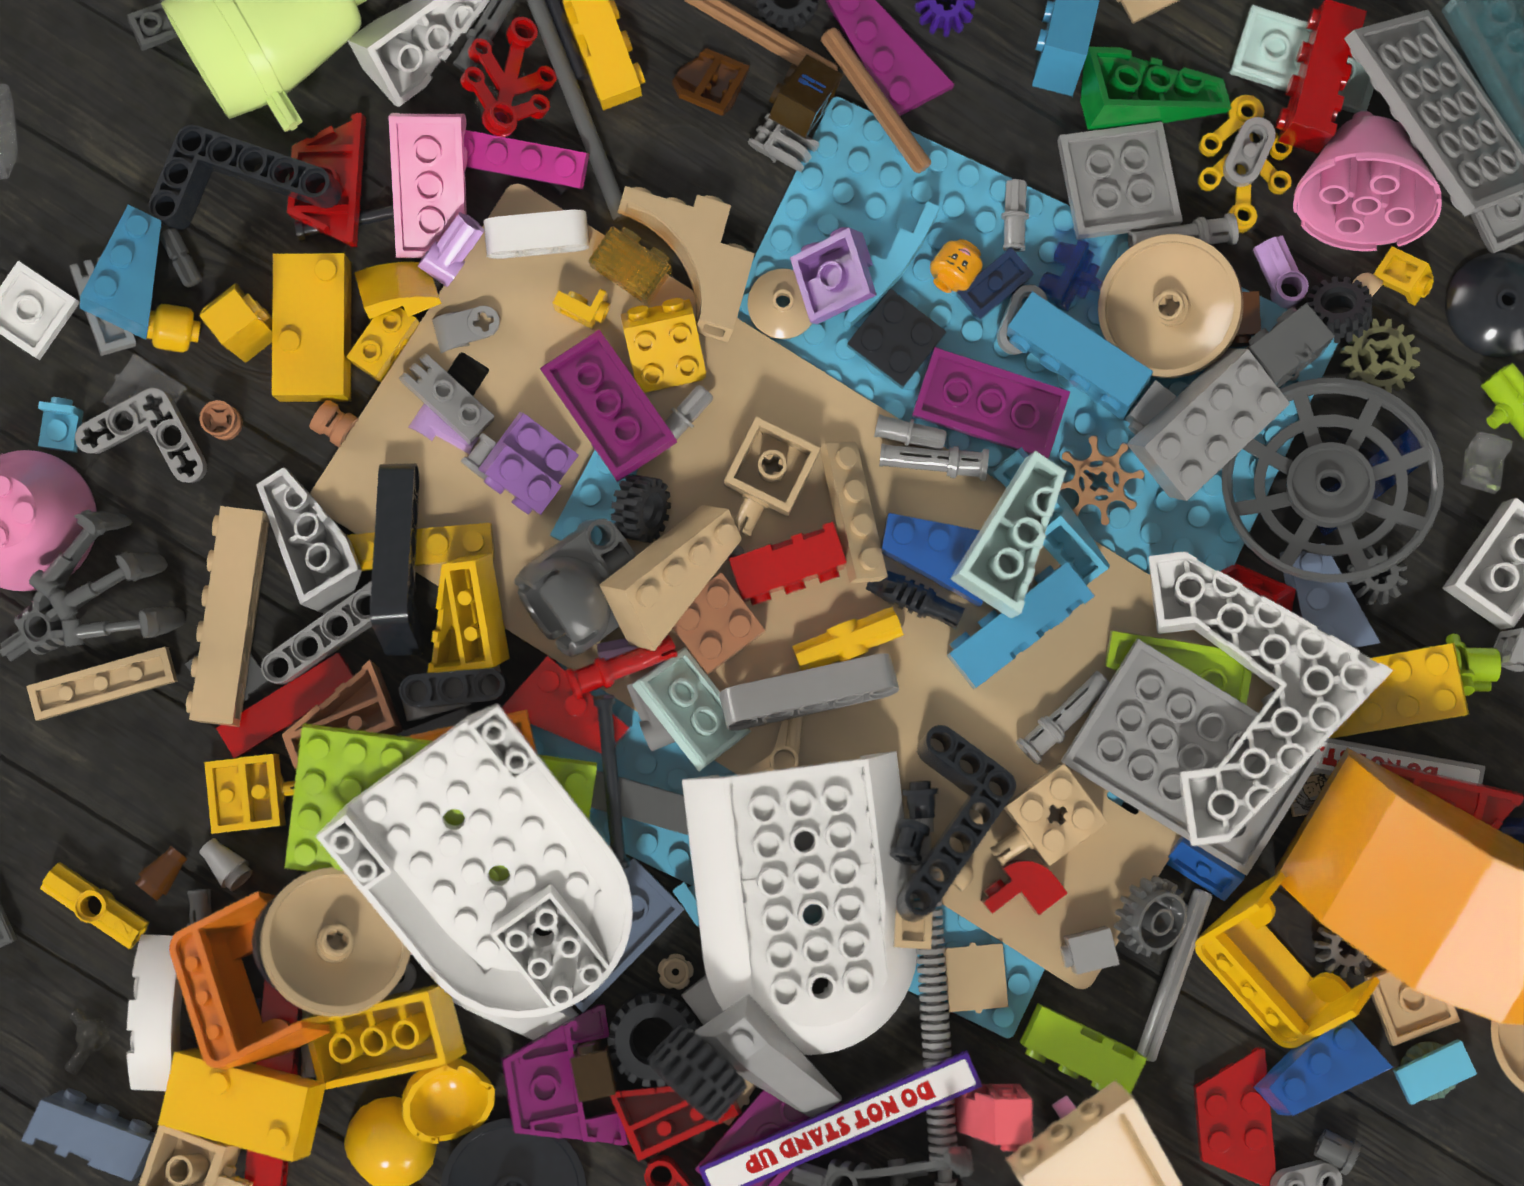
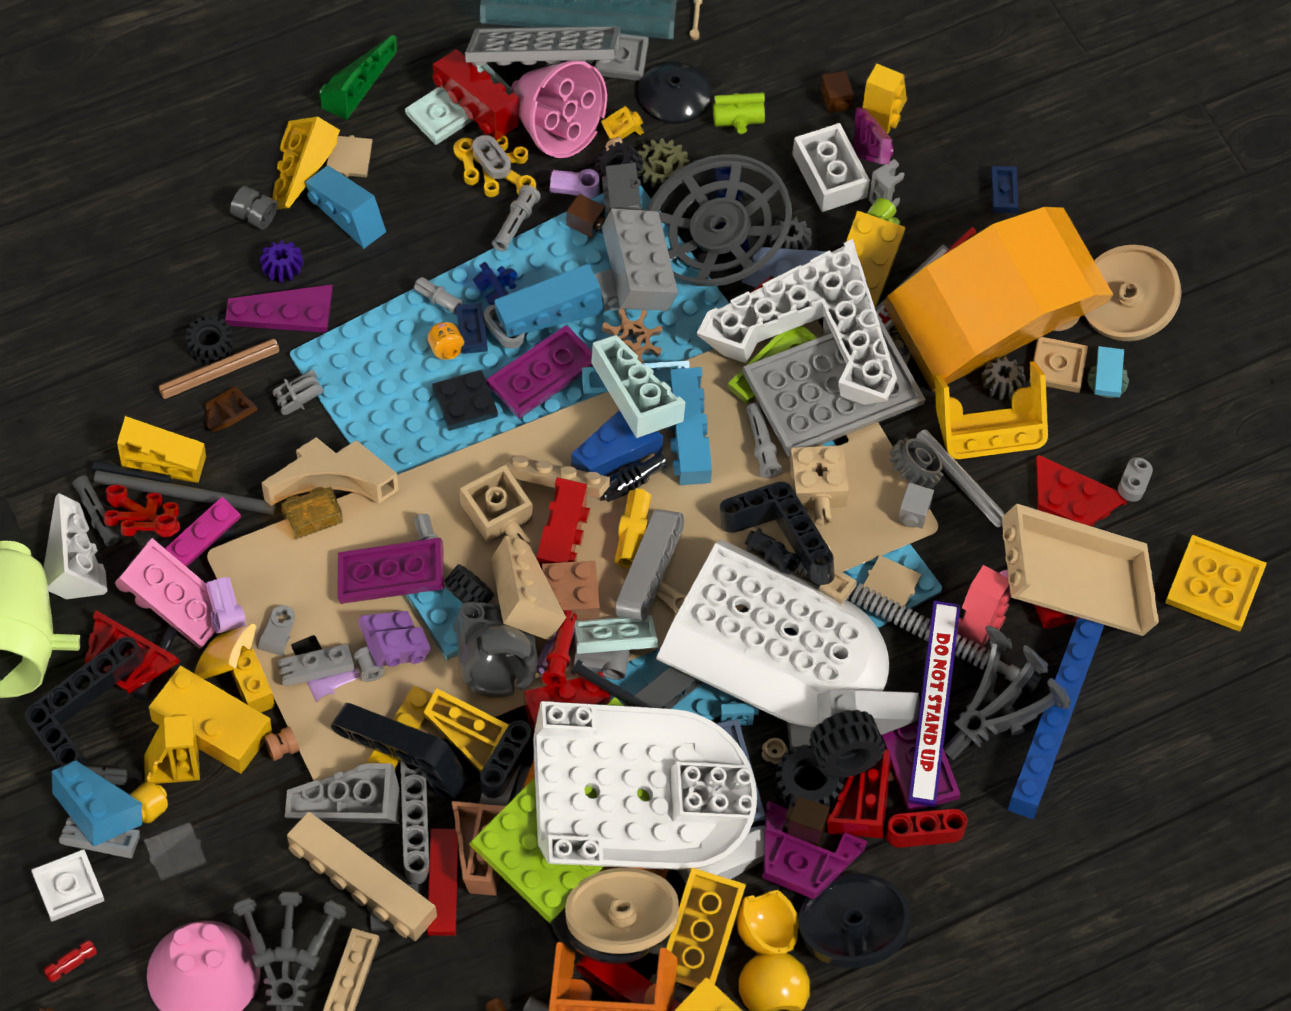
camera: 60 degrees left, 25 degrees down
(59, 424) = (157, 911): medium azure bracket -> none
(142, 420) = (192, 856): light grey beam -> none
(215, 416) = (227, 803): nougat wheel -> none
(226, 865) = (522, 977): light grey cone -> none
(246, 793) = (484, 935): yellow plate -> none
(536, 234) = (251, 553): white beam -> none
(576, 308) = (317, 557): yellow bracket -> none
(663, 345) = (374, 520): yellow bracket -> none
(767, 315) = (402, 457): tan dish -> none
(804, 95) = (279, 359): dark brown brick -> none
(834, 274) = (403, 402): medium lavender plate -> none
(876, 100) = (310, 328): medium nougat axle -> none
(887, 272) = (419, 377): medium azure slope -> none
(910, 433) = (528, 424): light grey axle -> none
(953, 462) = (563, 410): light grey pin -> none
(1031, 880) = (852, 513): red brick -> none
(1081, 1050) = (969, 552): lime wedge -> none
(1119, 180) = (457, 231): light grey plate -> none
(1134, 91) = (411, 197): green wedge -> none
(1171, 304) = (553, 237): tan dish -> none
(1204, 869) = (906, 422): blue plate -> none
(1321, 1070) = (1068, 427): blue wedge -> none
(1337, 1151) = (1125, 450): dark grey bush -> none
(1485, 462) = (761, 147): clear bracket -> none

